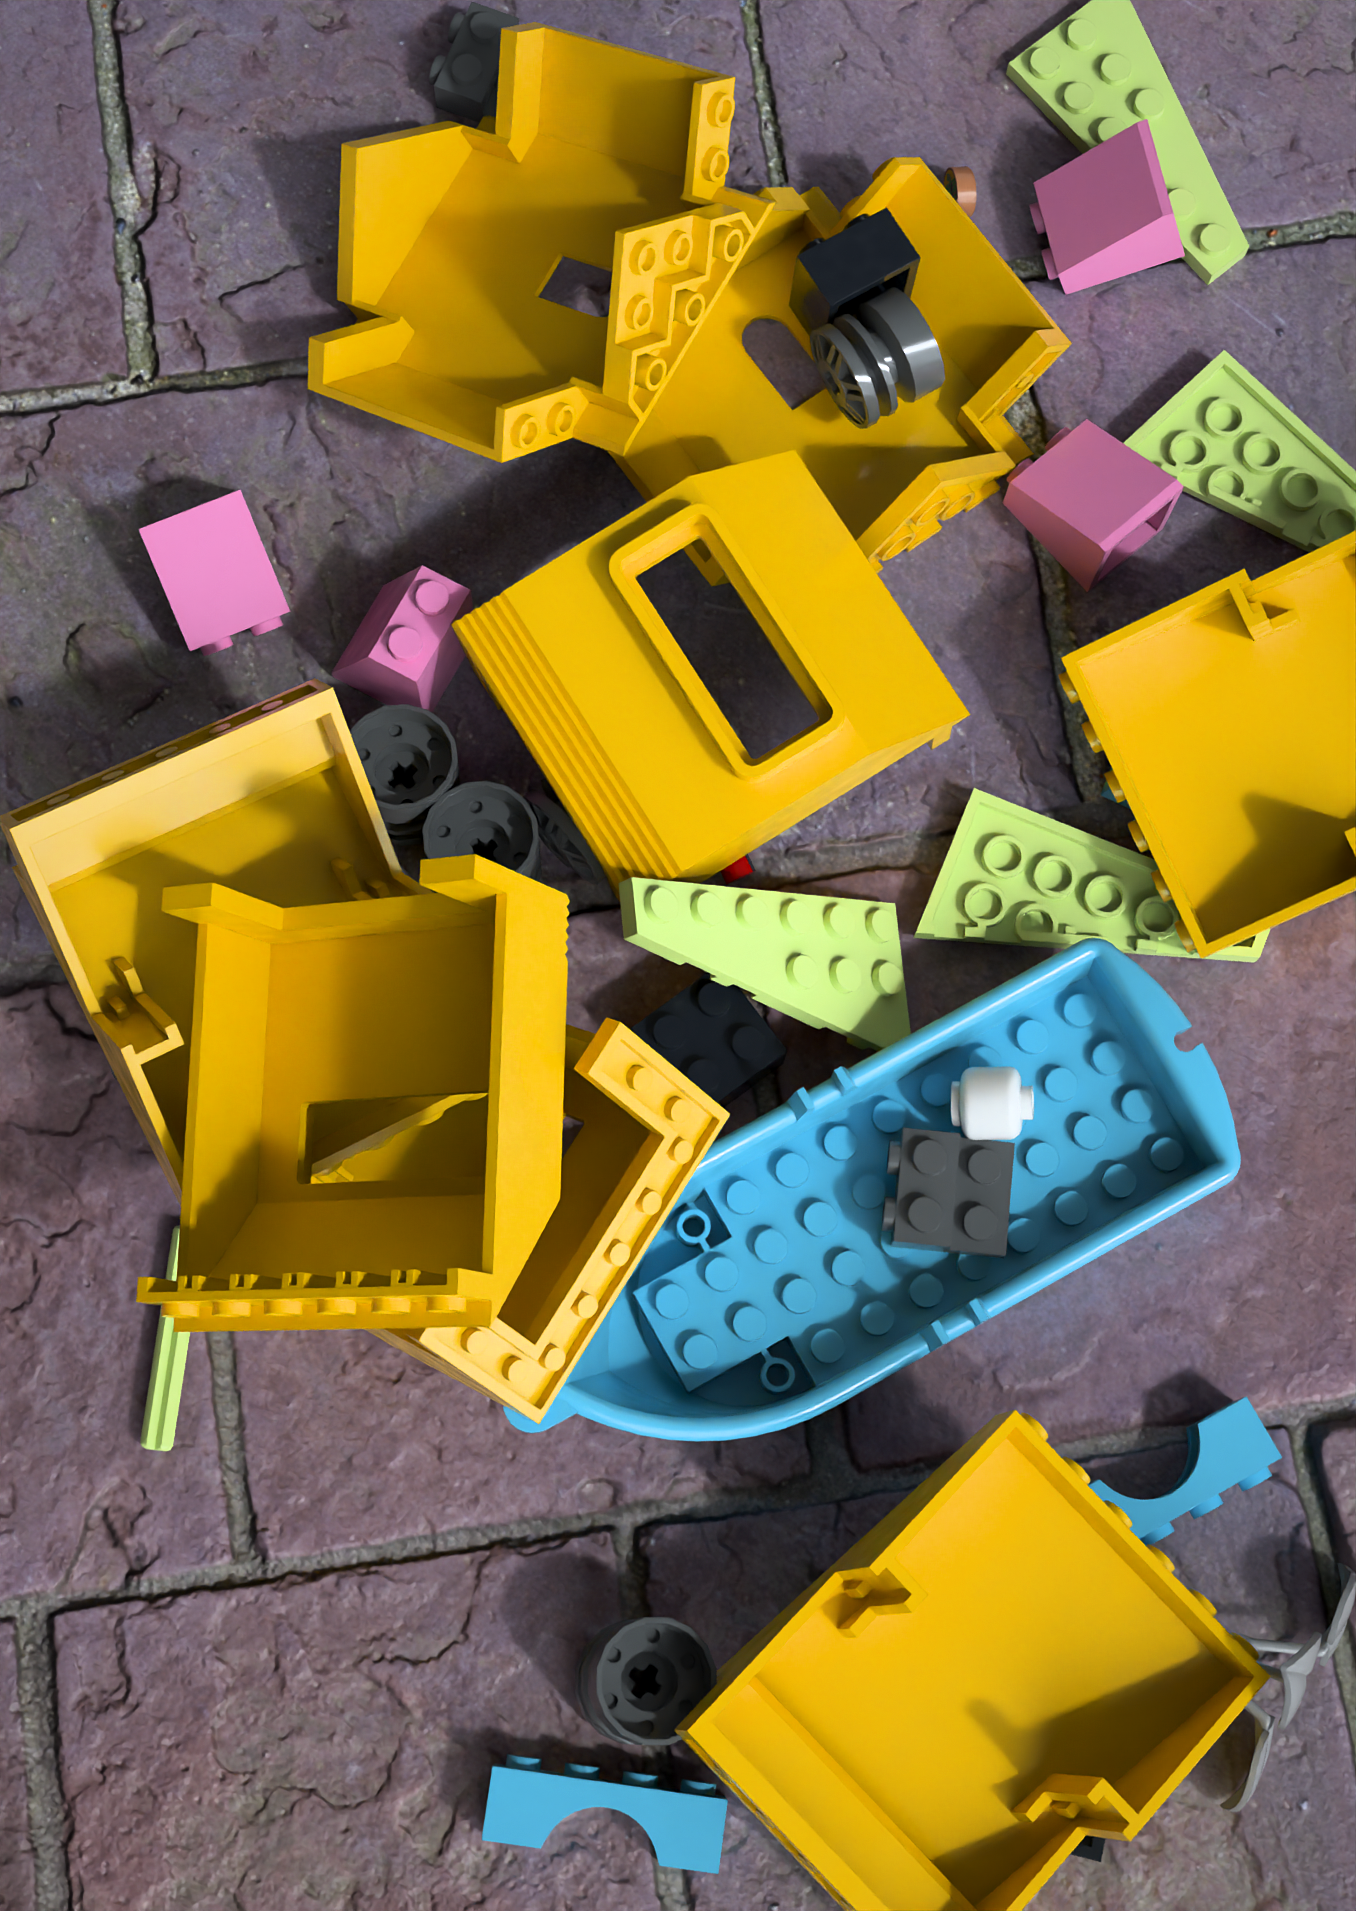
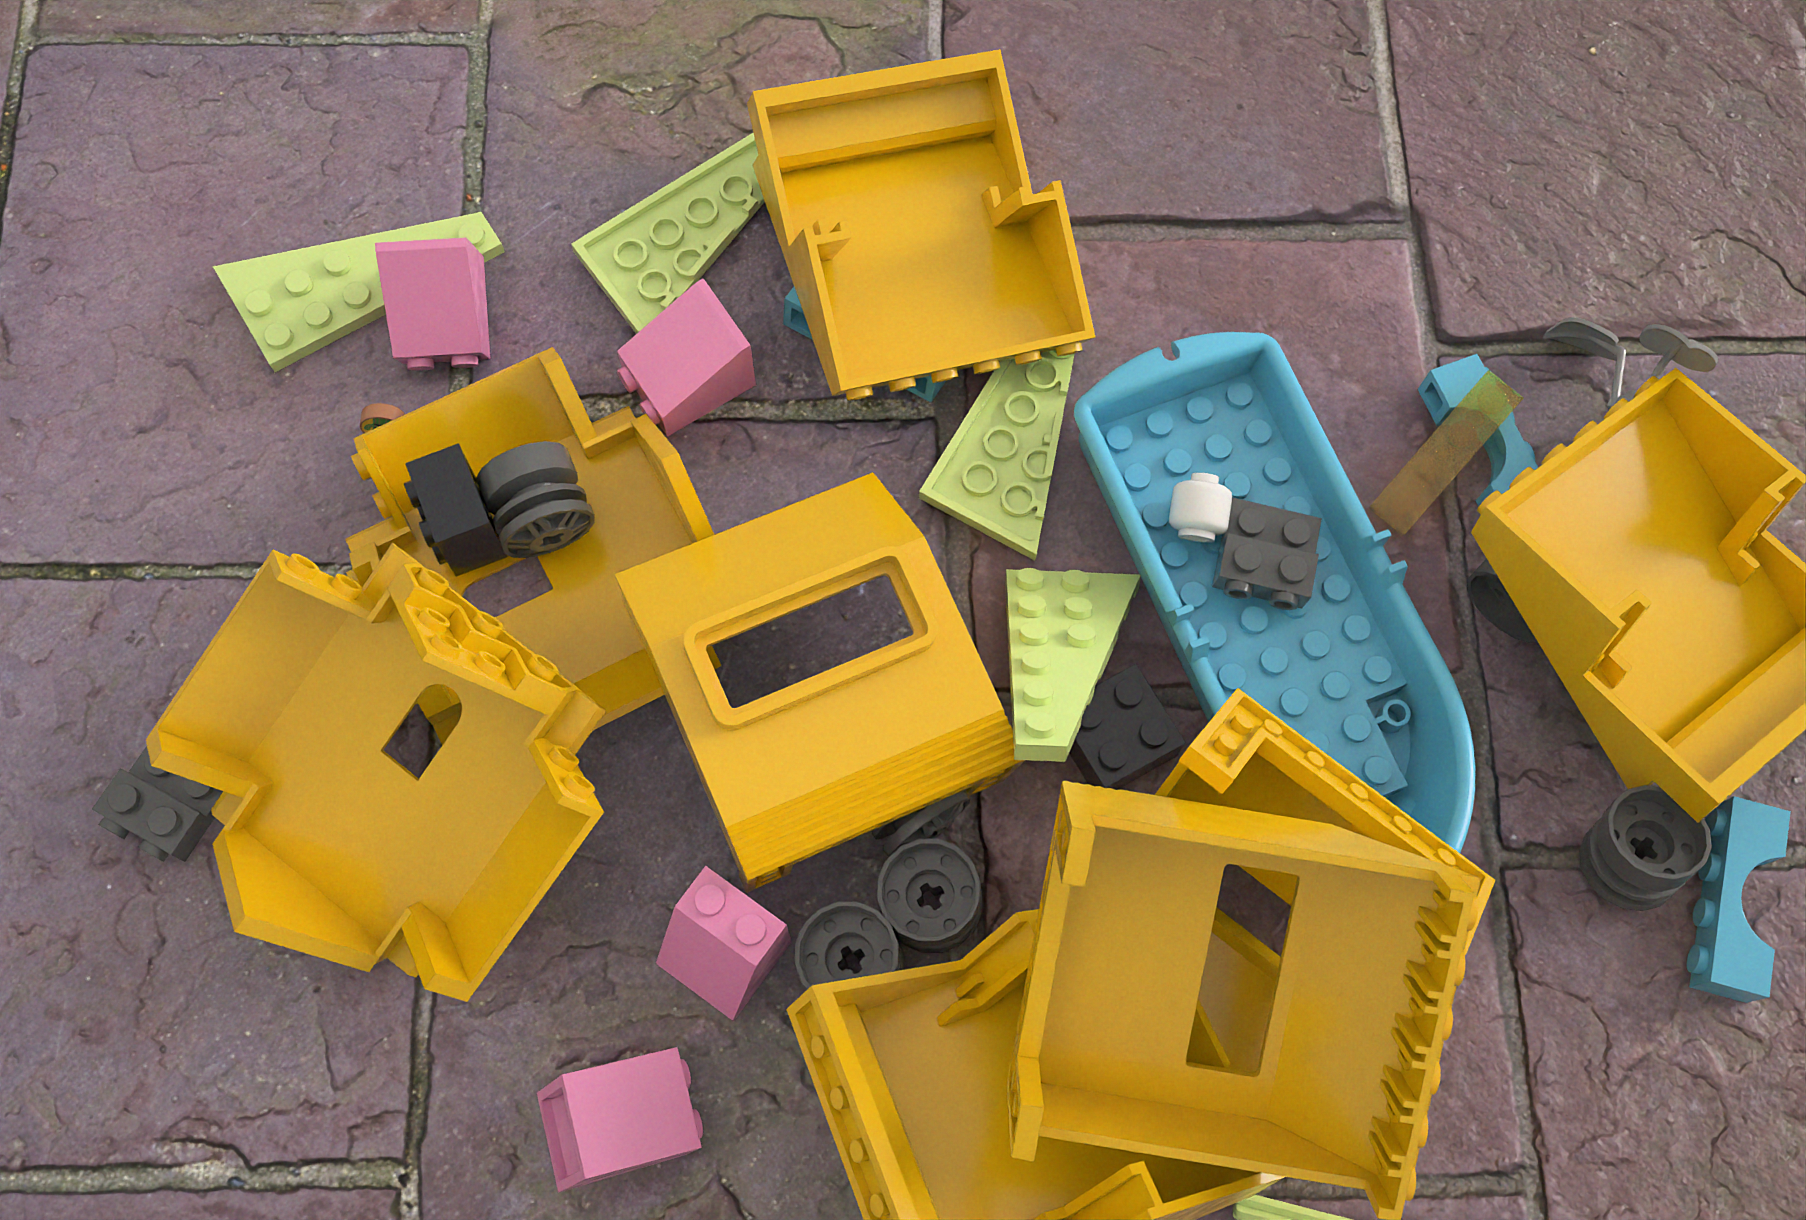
camera: 80 degrees left, 5 degrees down
(1136, 1423) = (1445, 452): none -> clear yellow plate

